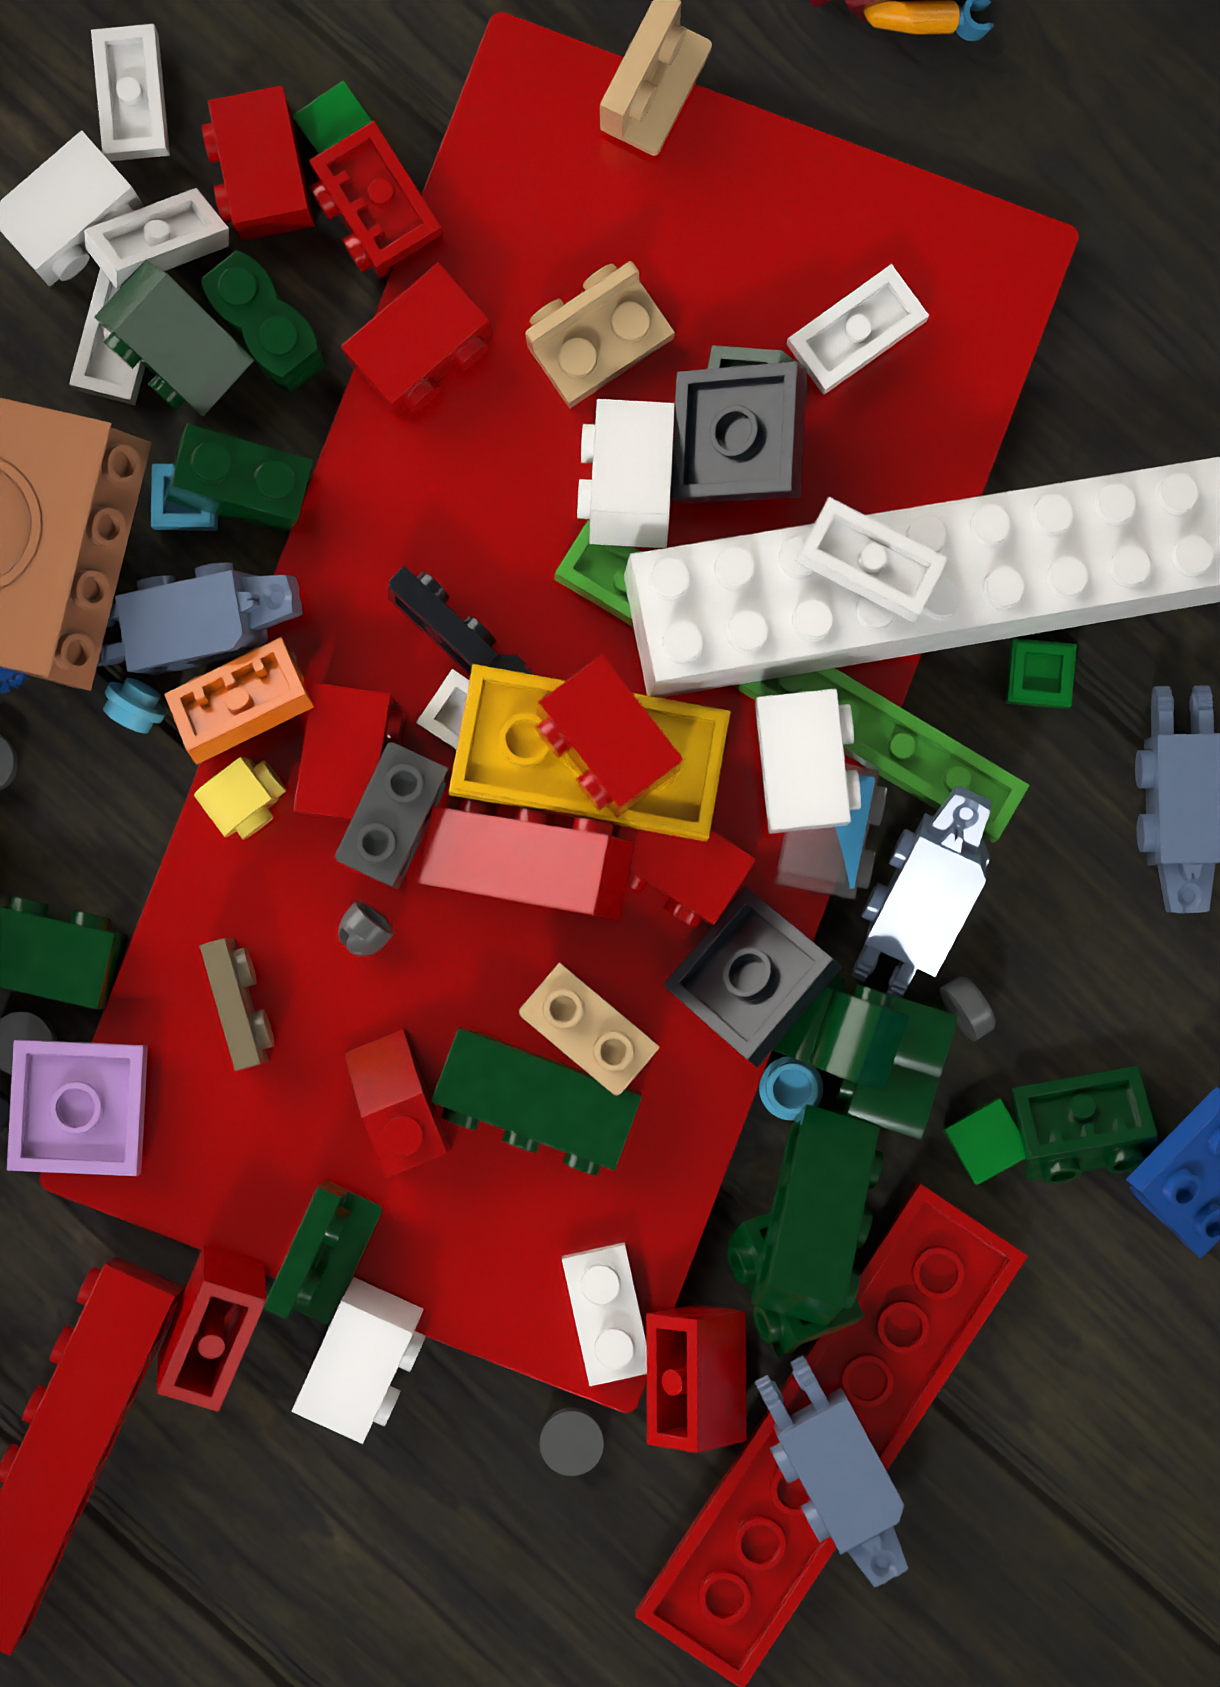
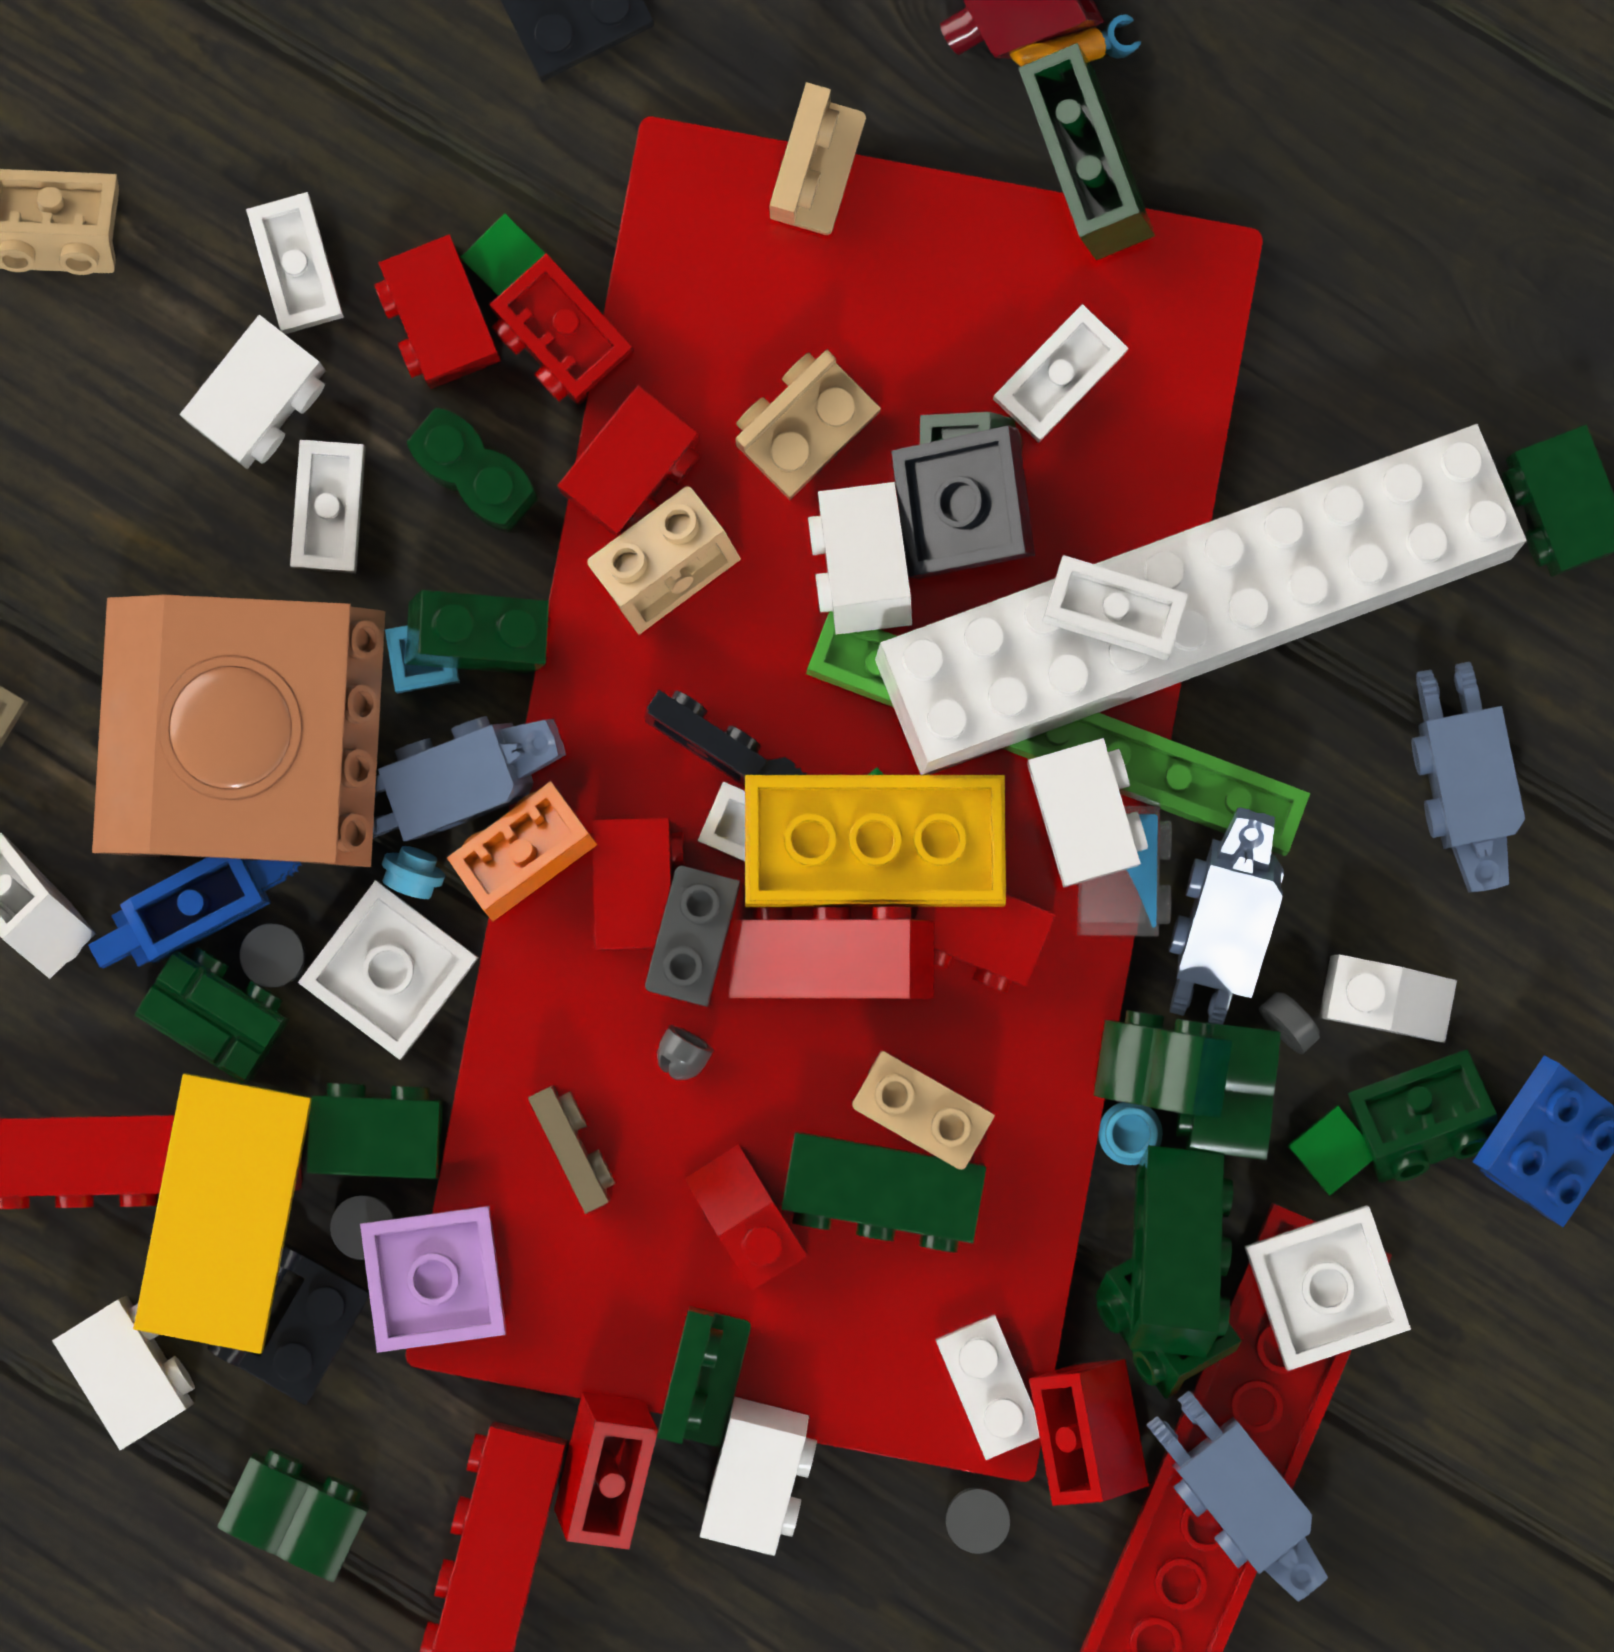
camera: 15 degrees left, 0 degrees up
(92, 796) = (388, 970): none -> white plate
(160, 233) = (351, 406): white plate -> none
(173, 338) = (389, 505): dark green brick -> none
(241, 797) = (538, 945): light yellow plate -> none
(434, 440) = (663, 559): none -> tan bracket
(606, 737) = (890, 825): red brick -> none
(752, 976) = (1072, 1030): black plate -> none
(922, 115) = (1086, 151): none -> brick
(959, 1278) = (1327, 1287): none -> white plate
(1040, 673) = (1303, 678): green tile -> none
(1067, 1001) = (1387, 998): none -> white slope

